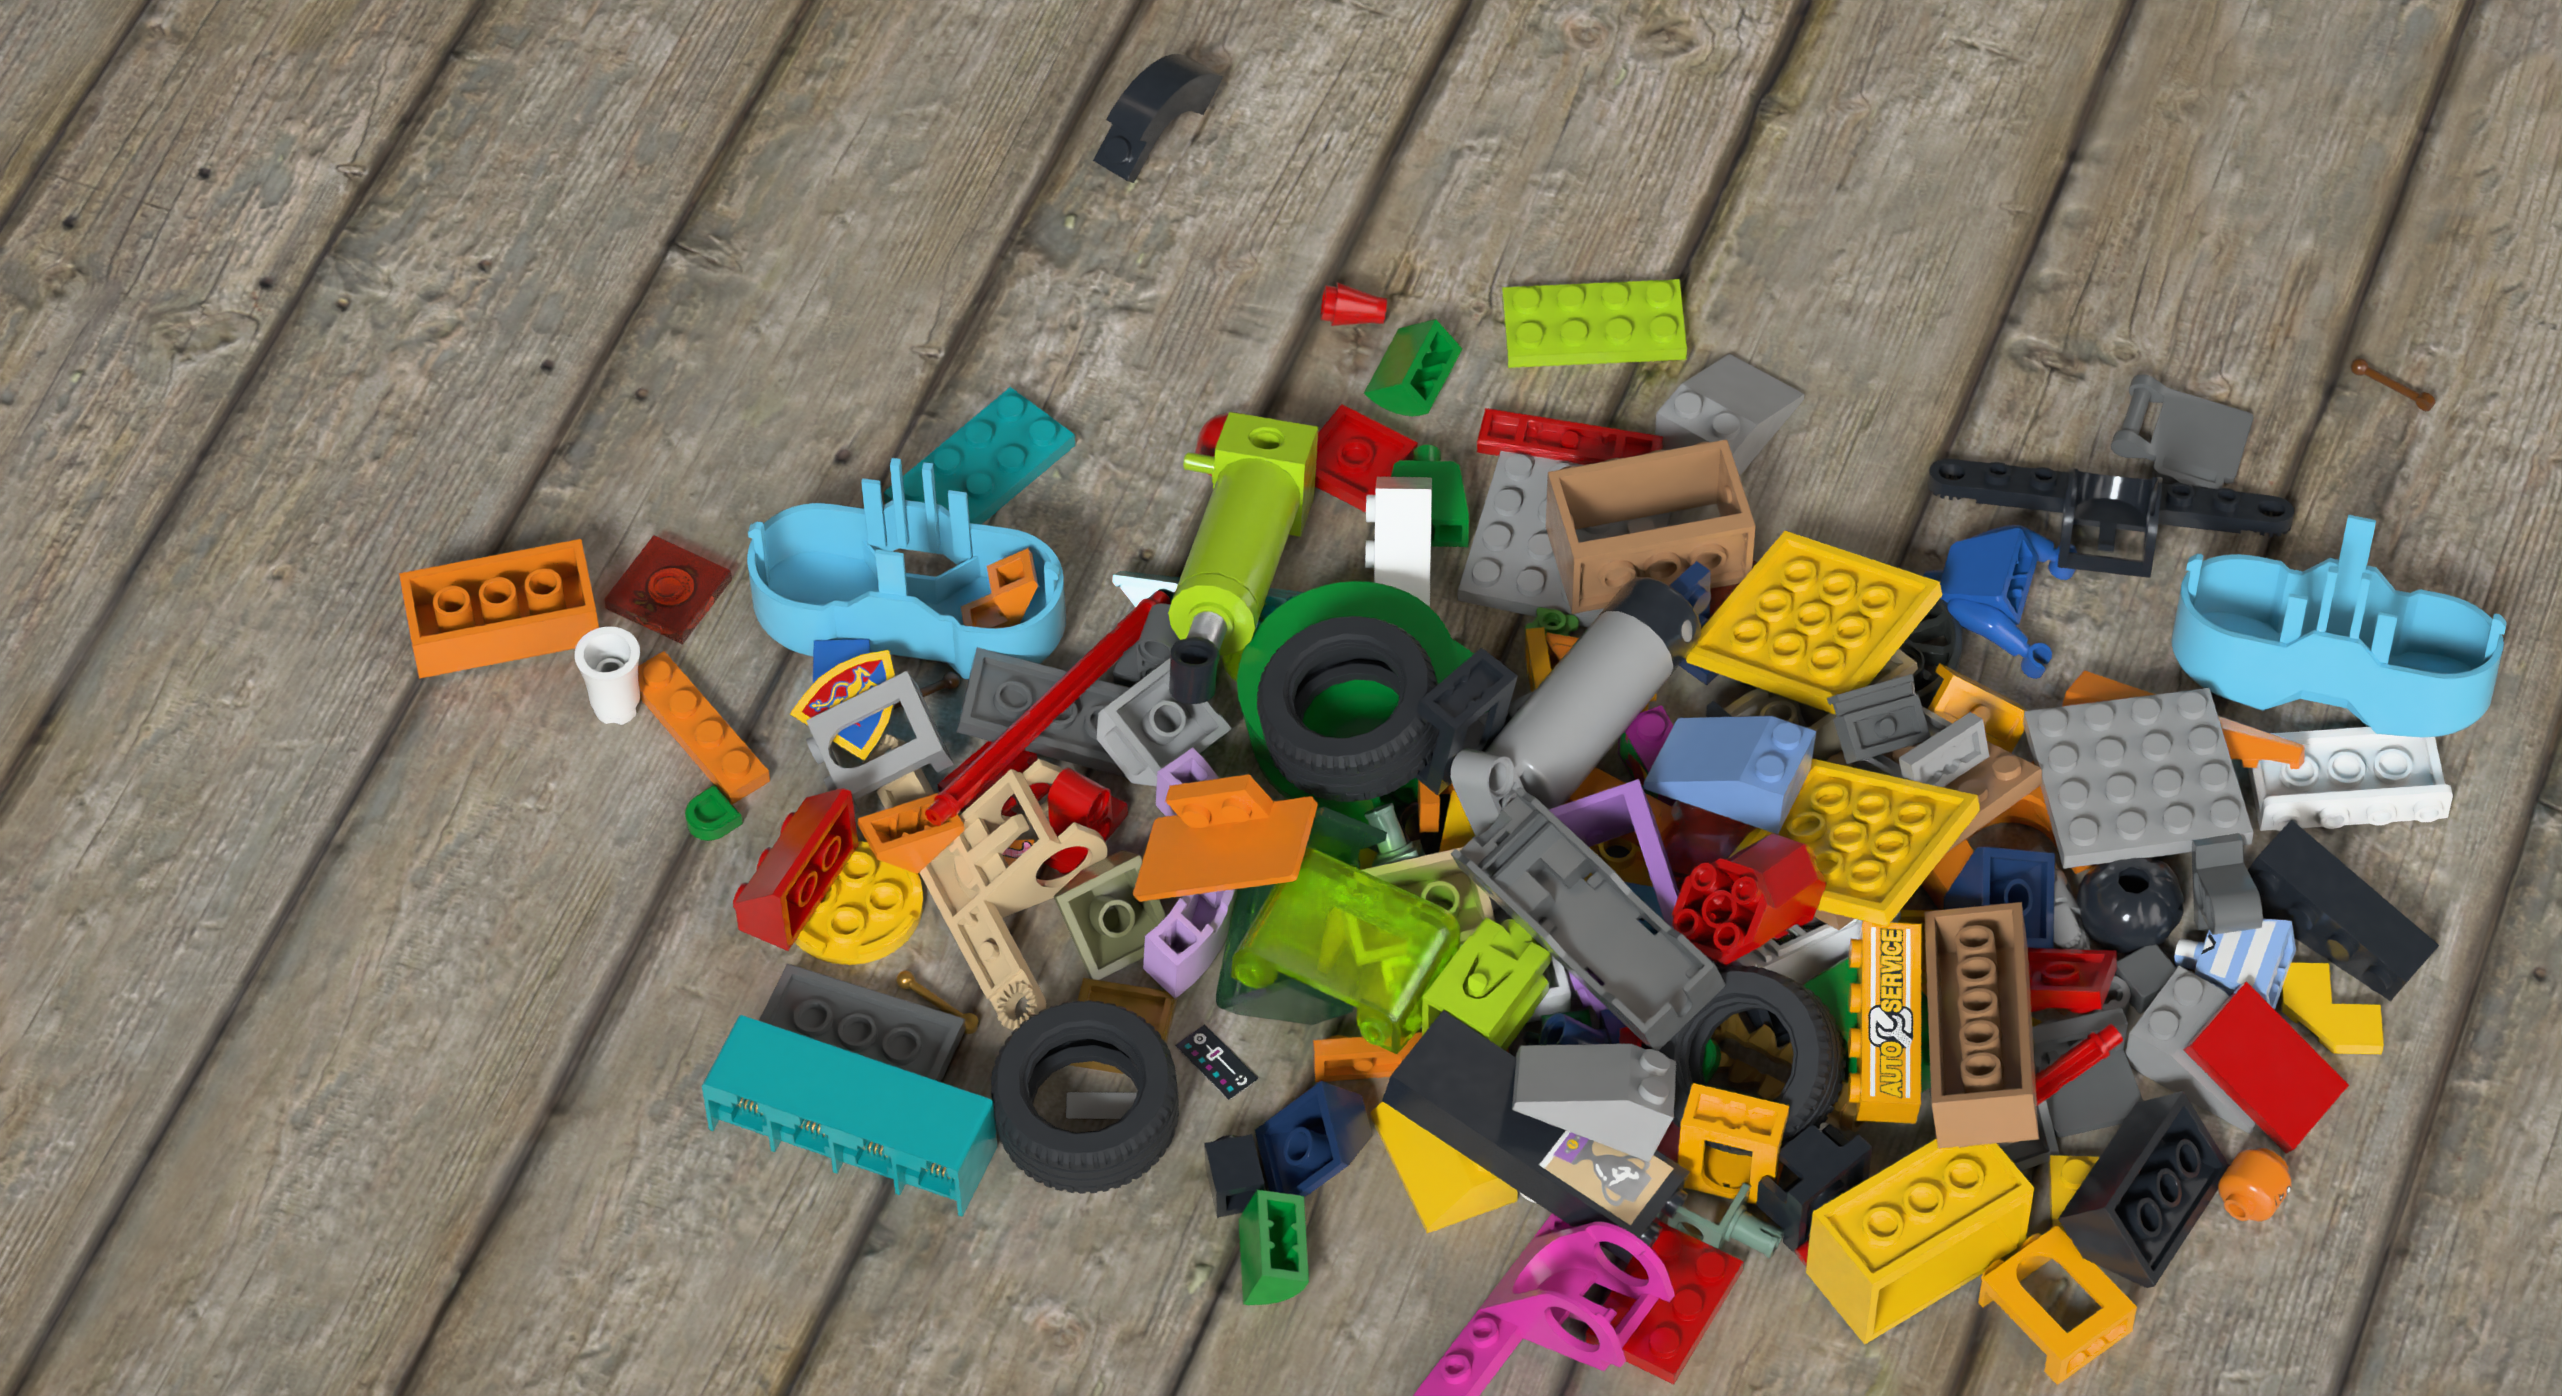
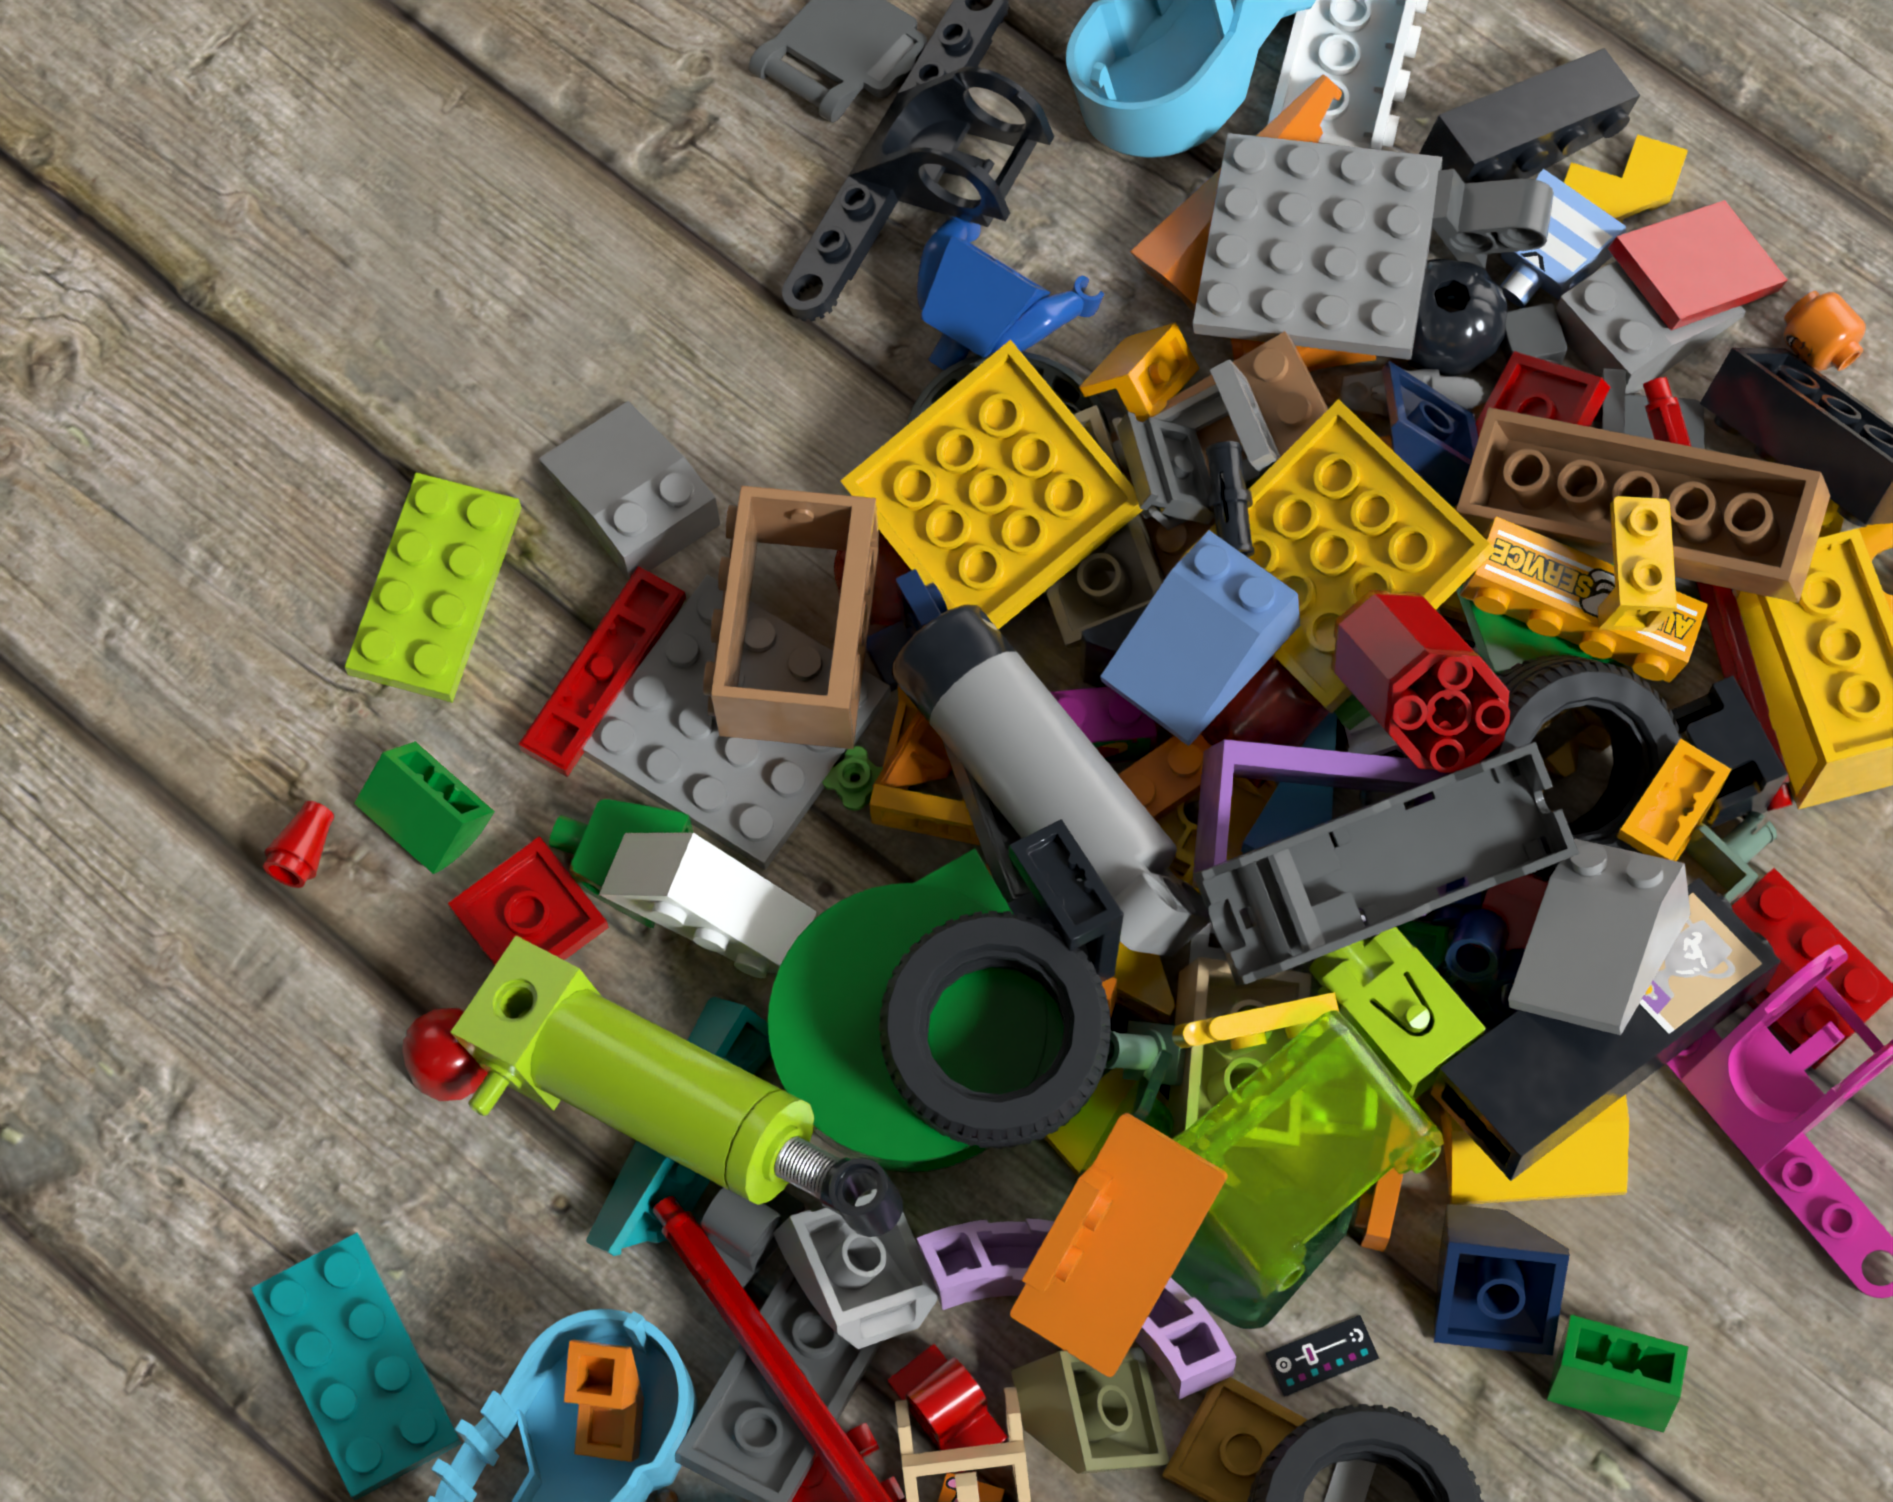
camera: 70 degrees left, 15 degrees up
(1232, 1173) = (1503, 1384): black brick -> none
(1428, 883) = (1249, 1026): none -> yellow hinge
(1862, 758) = (1229, 495): none -> black pin
(1912, 1014) = (1642, 566): none -> yellow bracket

